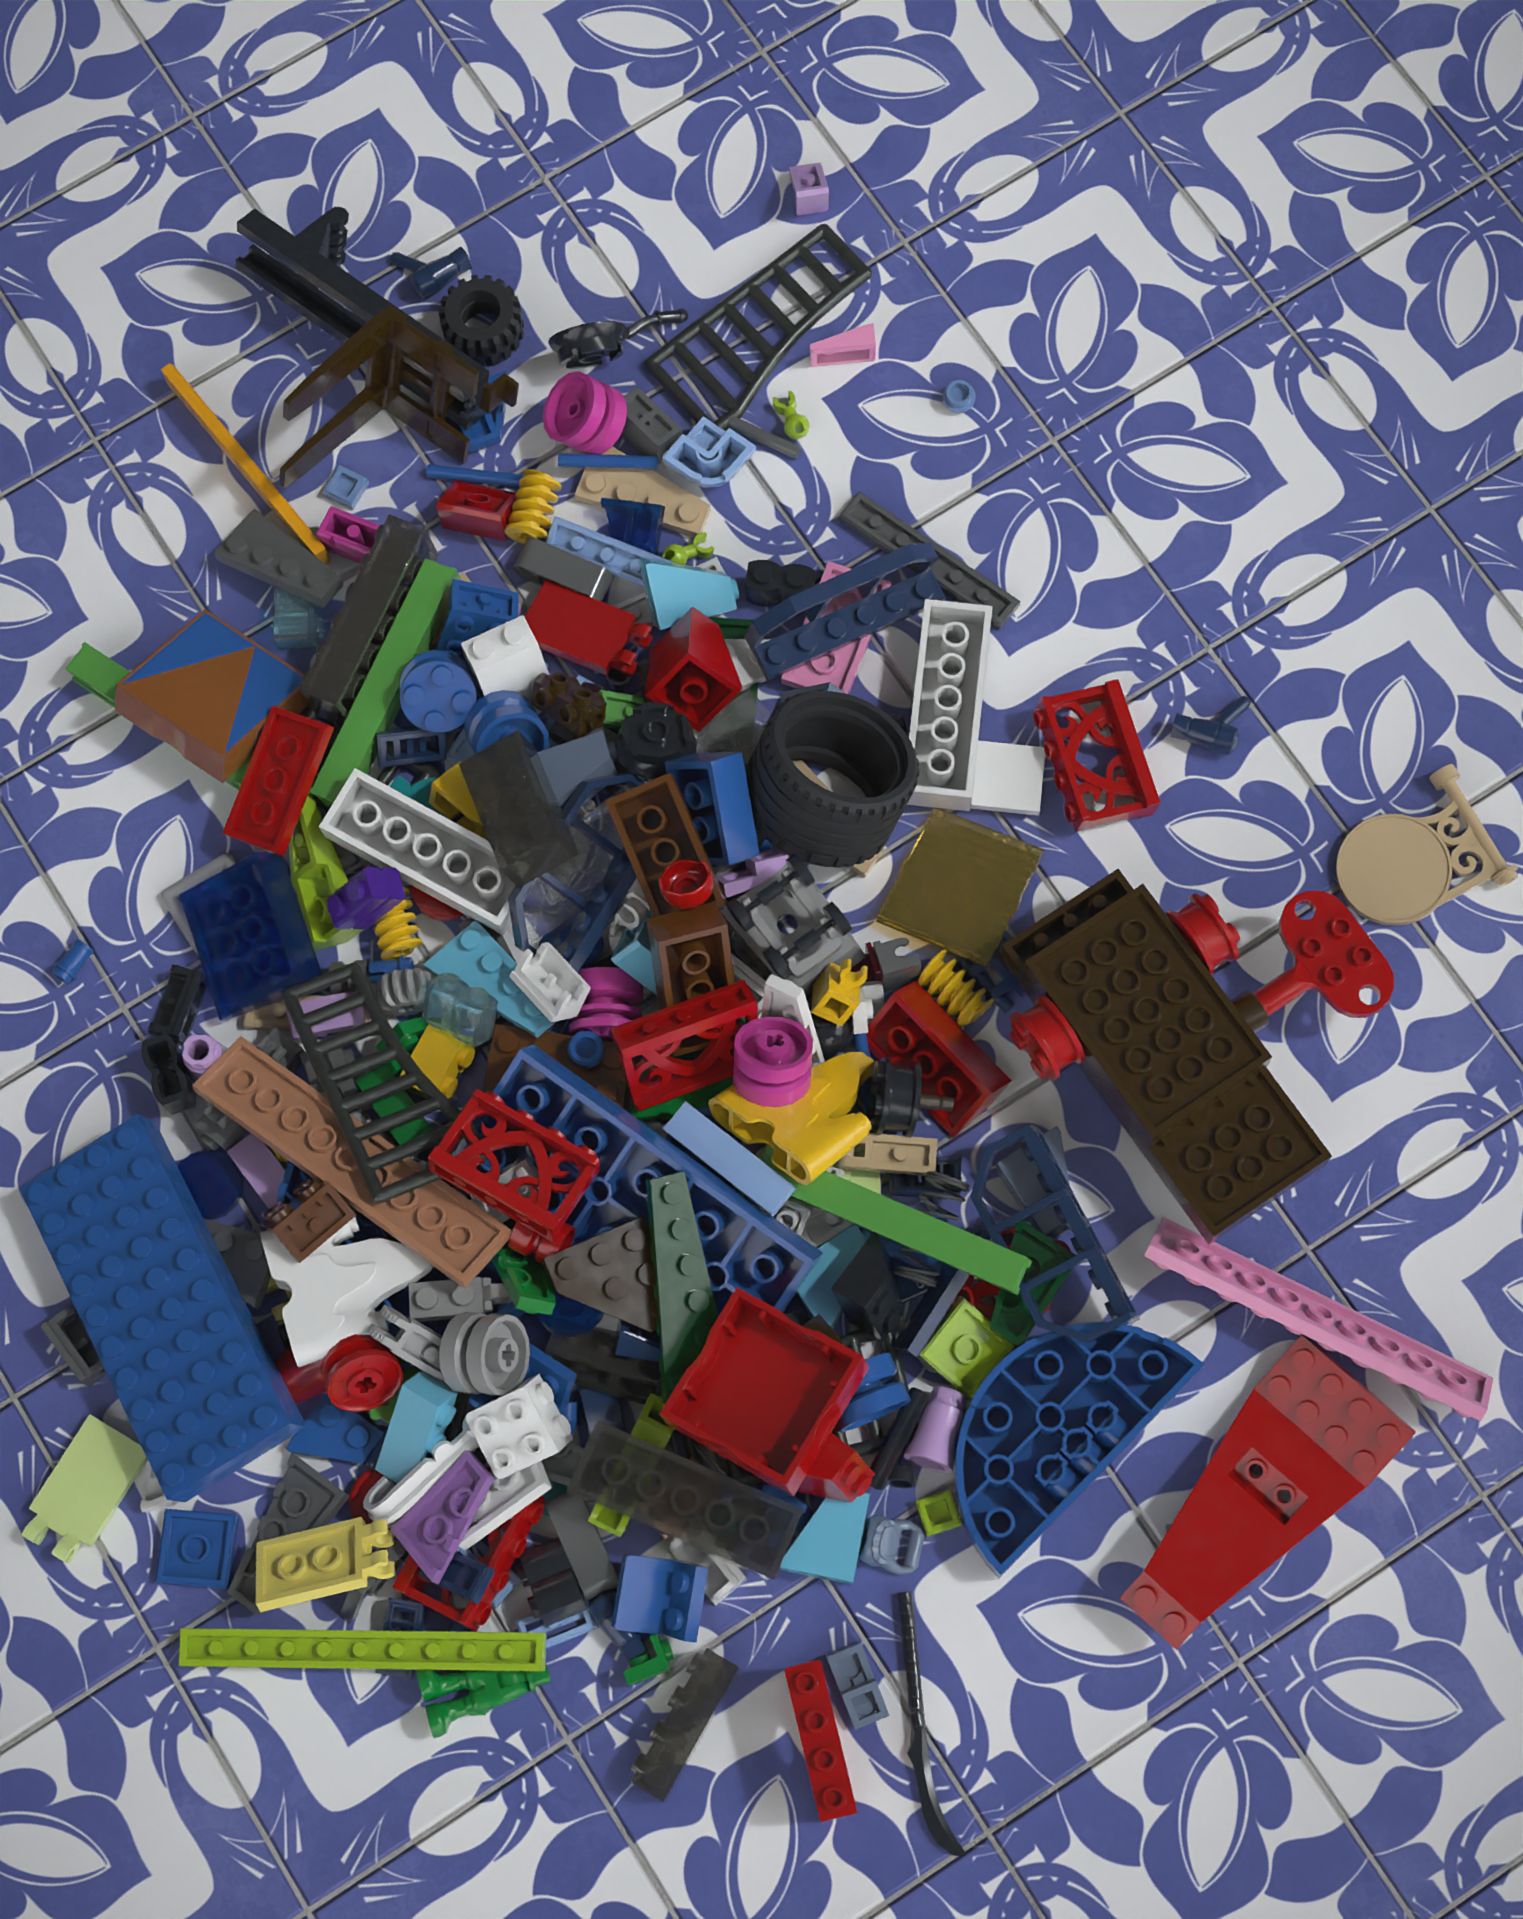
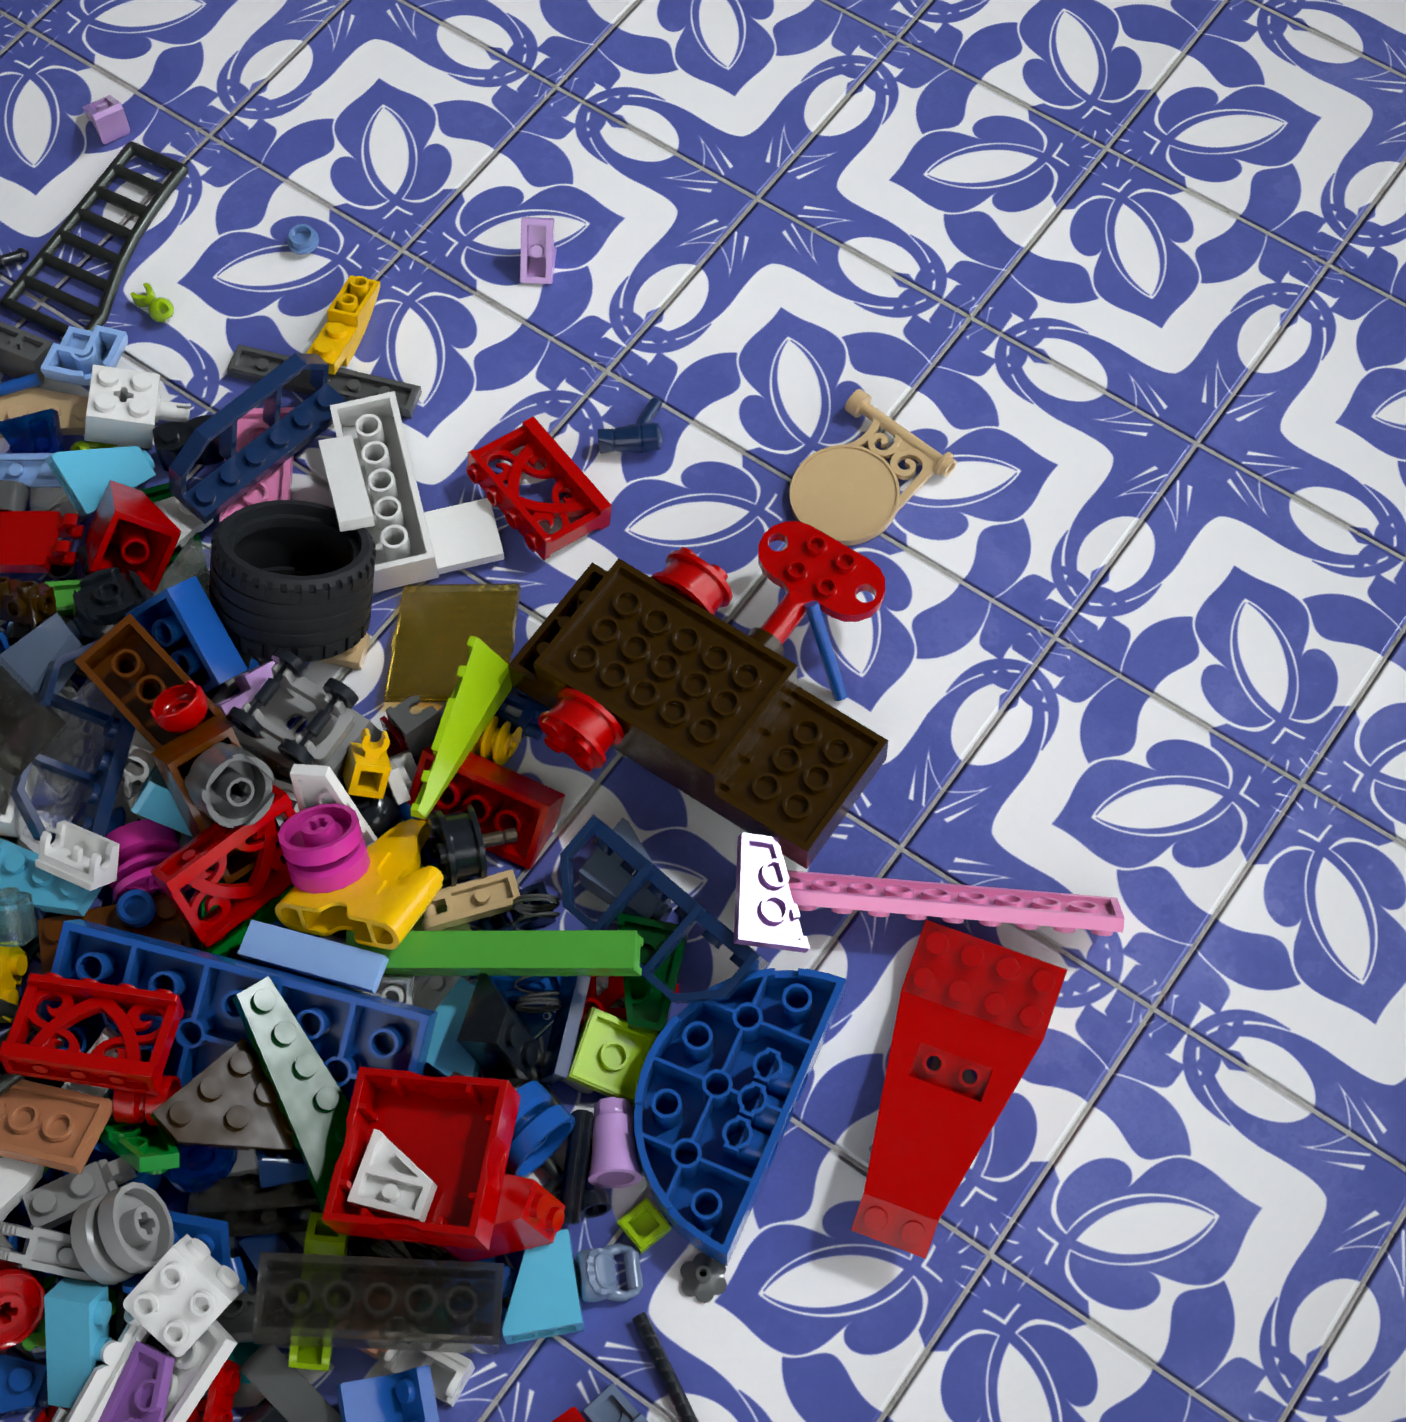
camera: 25 degrees left, 10 degrees down
(708, 979) = (230, 785): none -> dark grey brick
(730, 1402) = (391, 1182): none -> white wing
(732, 527) = (126, 407): none -> white brick
(764, 437) = (139, 329): dark grey piece -> none
(845, 348) = (183, 232): bright pink slope -> none
(913, 696) = (346, 483): none -> white tile
(960, 962) = (475, 700): none -> lime wedge
(969, 1590) = (703, 1287): none -> dark grey plant
(970, 507) = (346, 322): none -> yellow slope
(1157, 1260) = (763, 898): none -> wing
(1186, 494) = (537, 250): none -> lavender slope
(1310, 1034) = (826, 651): none -> blue bar

